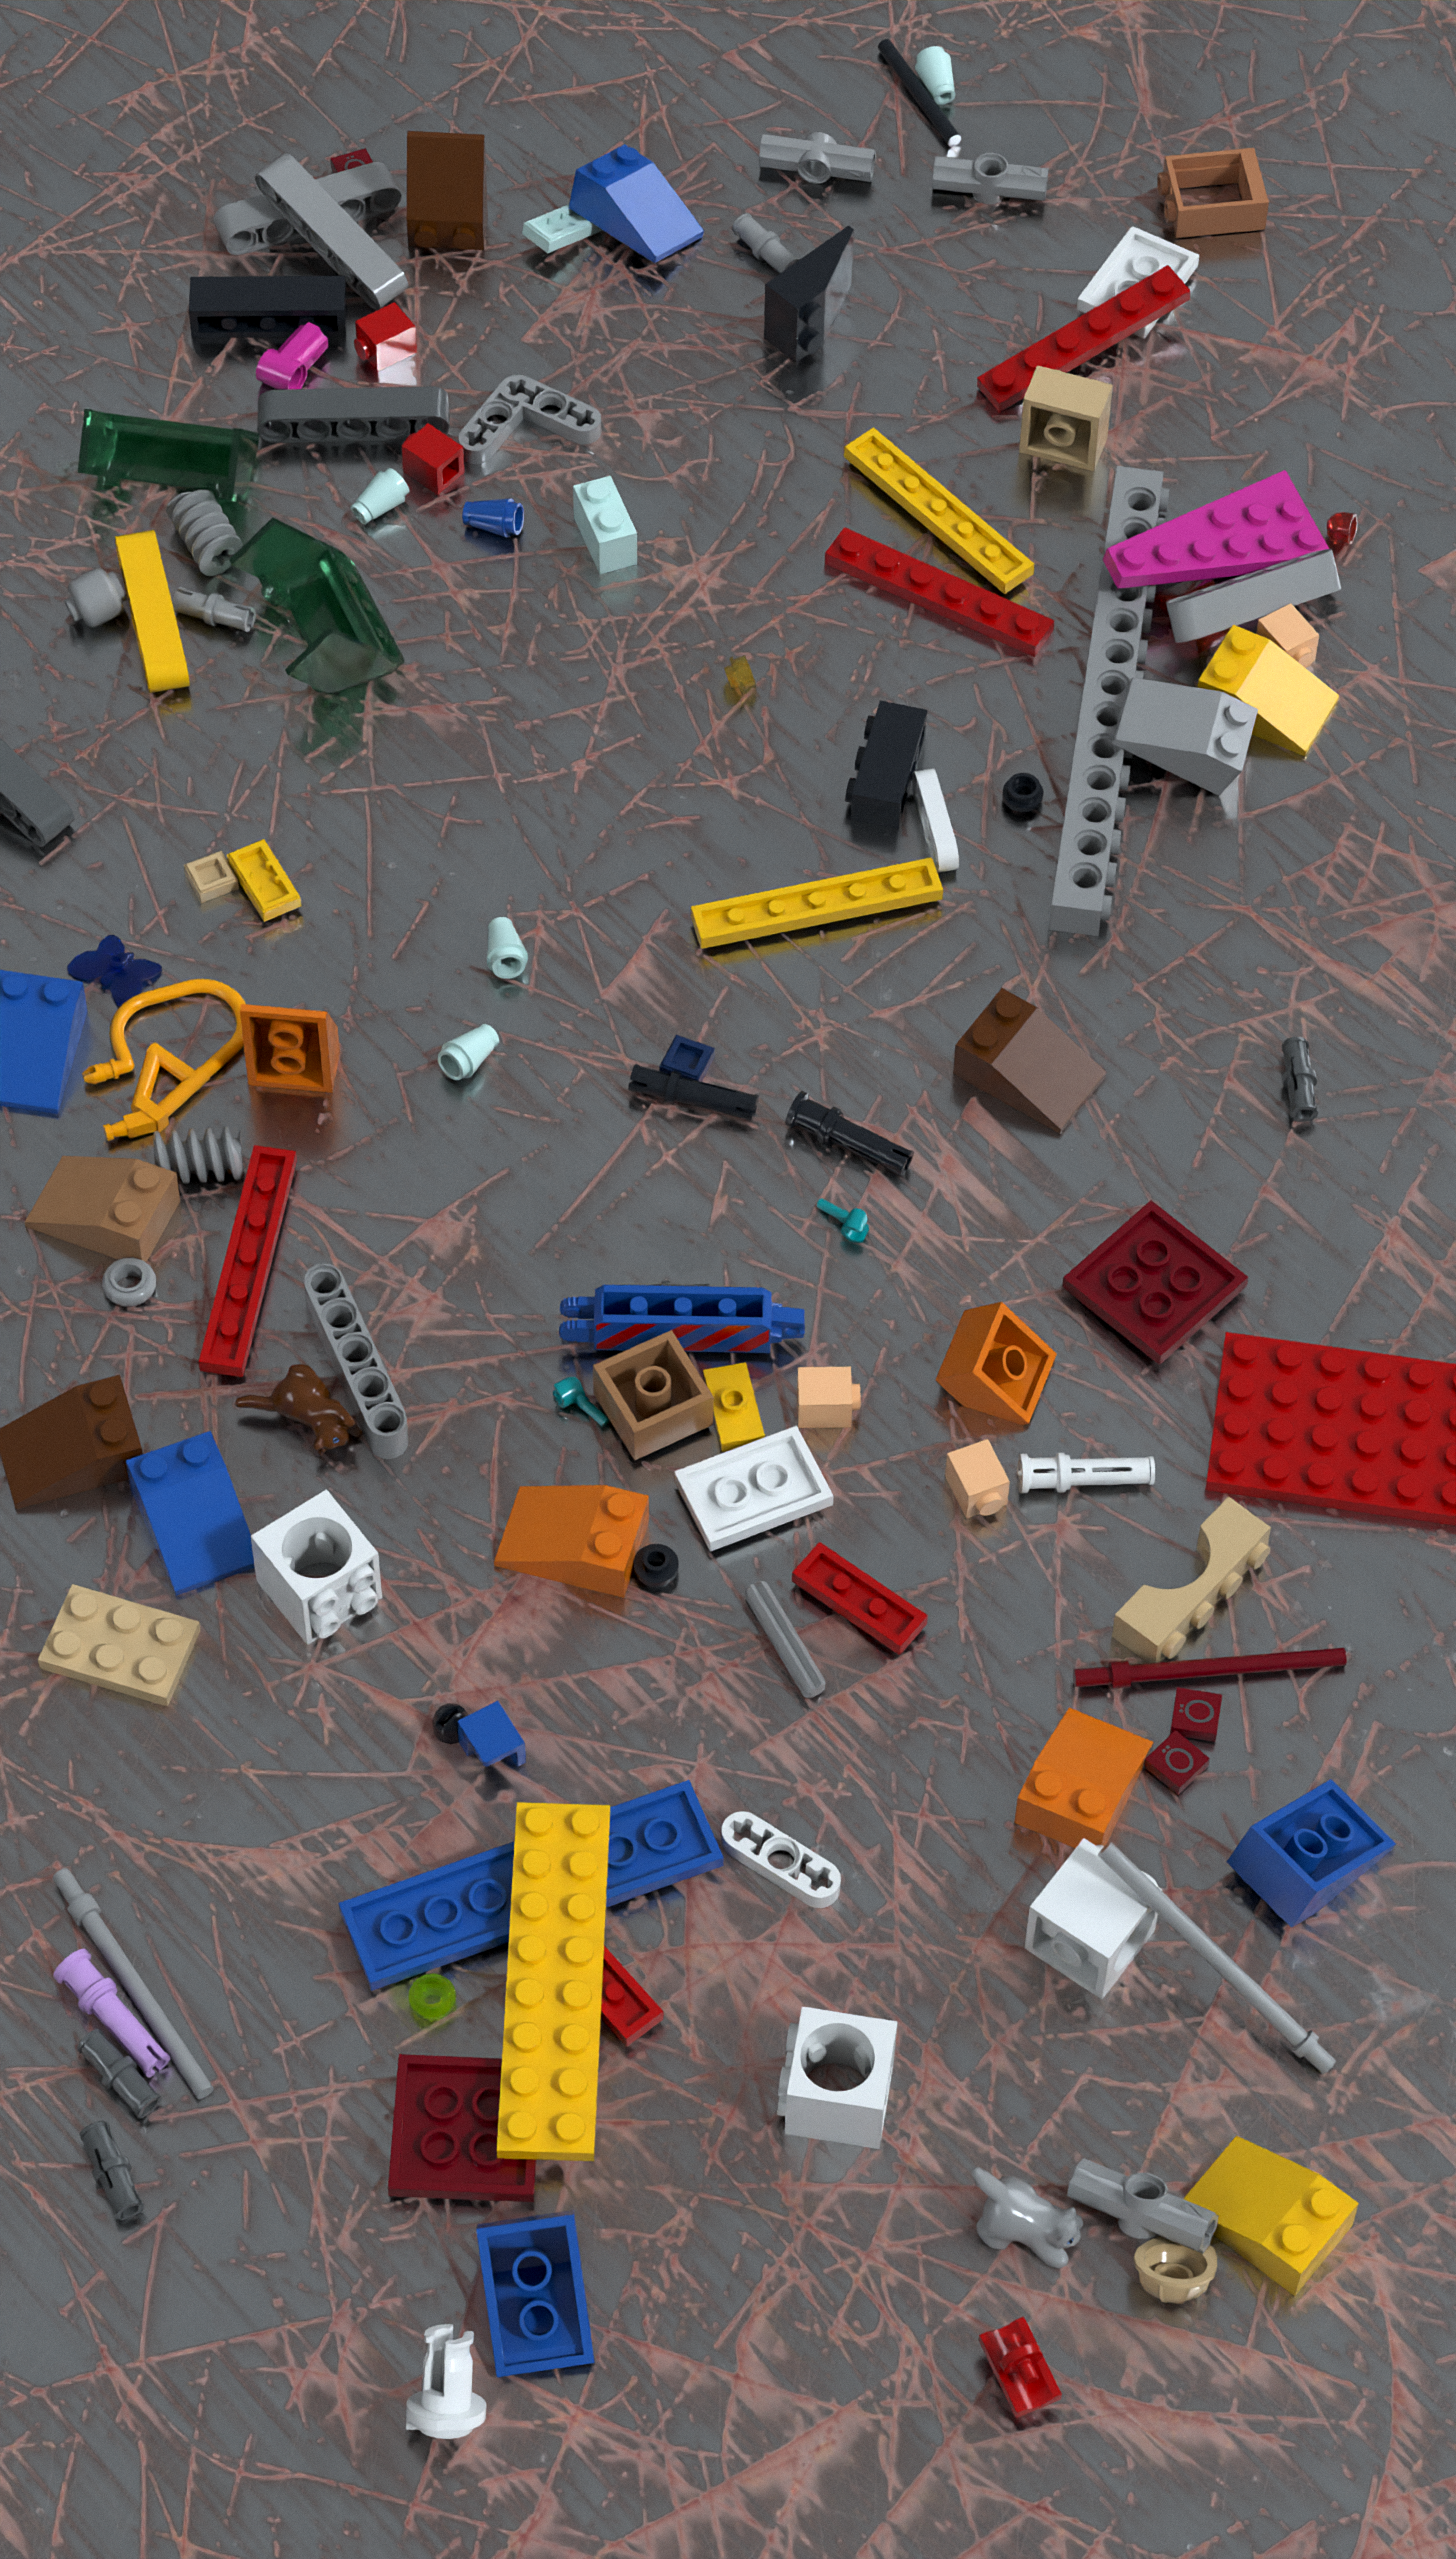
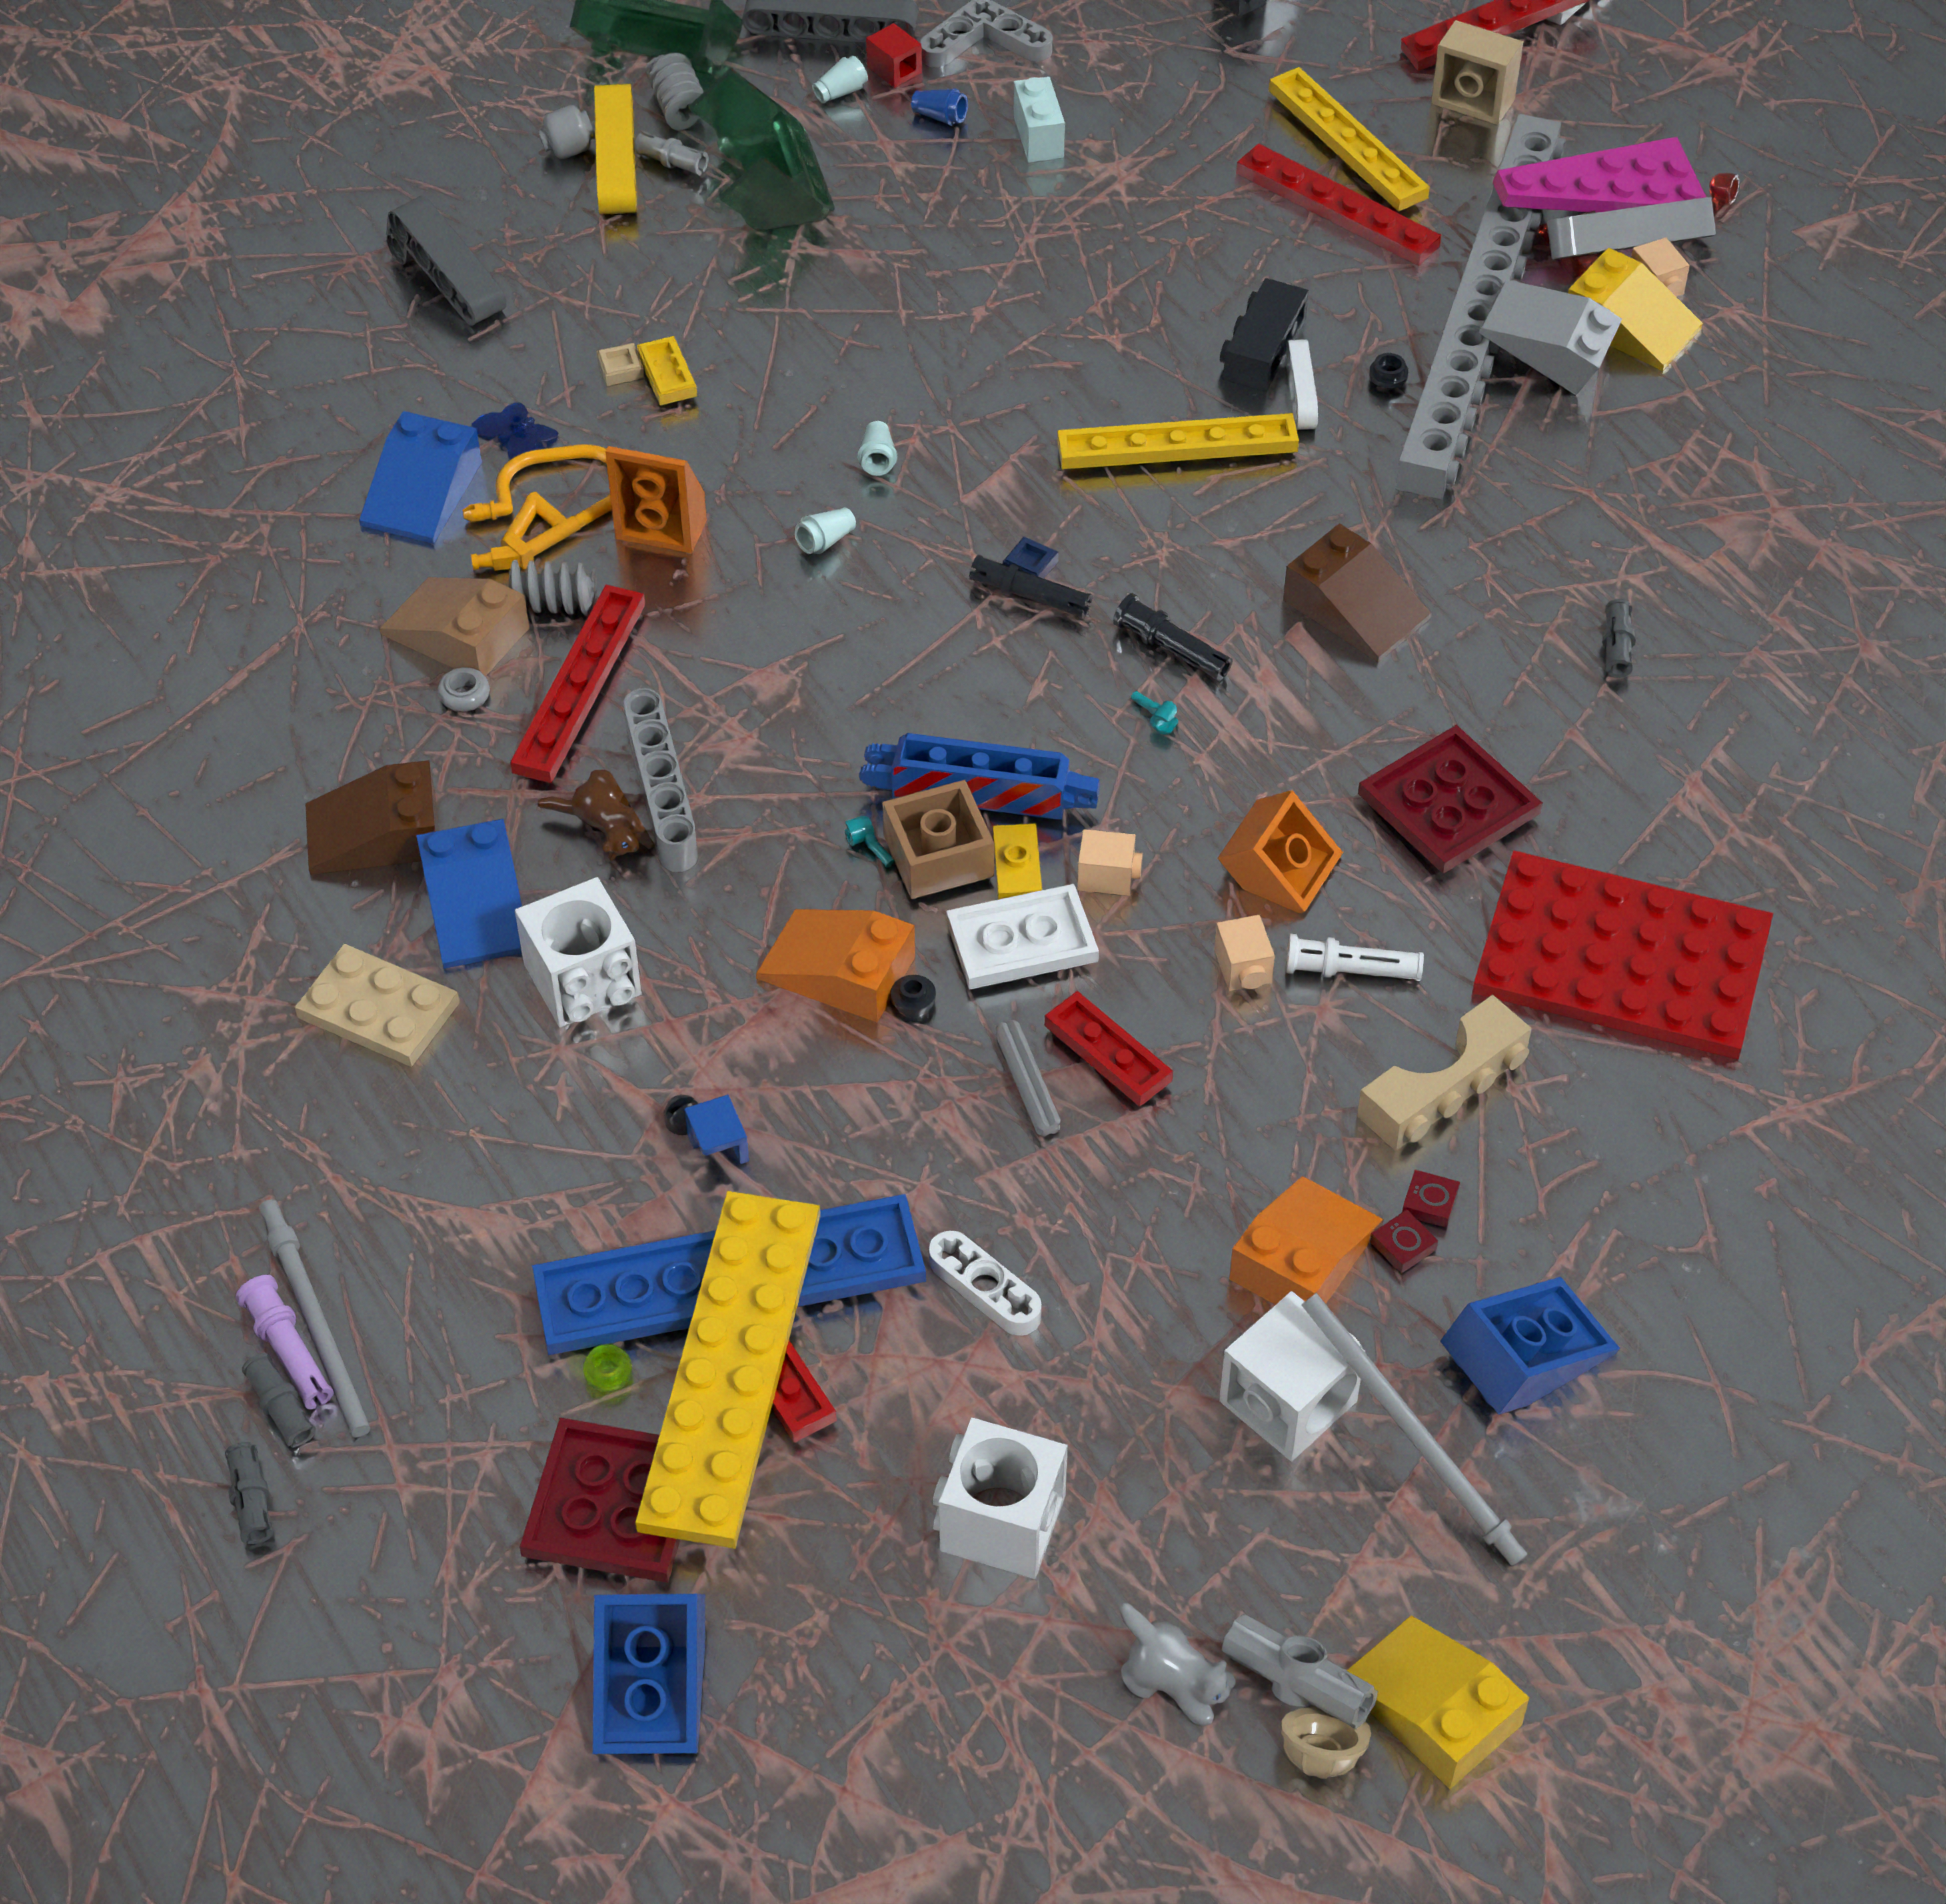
camera: 10 degrees right, 5 degrees down
(446, 2403) = (531, 1770): white piece -> none
(740, 674) = (1140, 249): clear yellow plate -> none
(1020, 2367) = (1141, 1820): red hips -> none
(1121, 1674) = (1360, 1151): dark red bar -> none

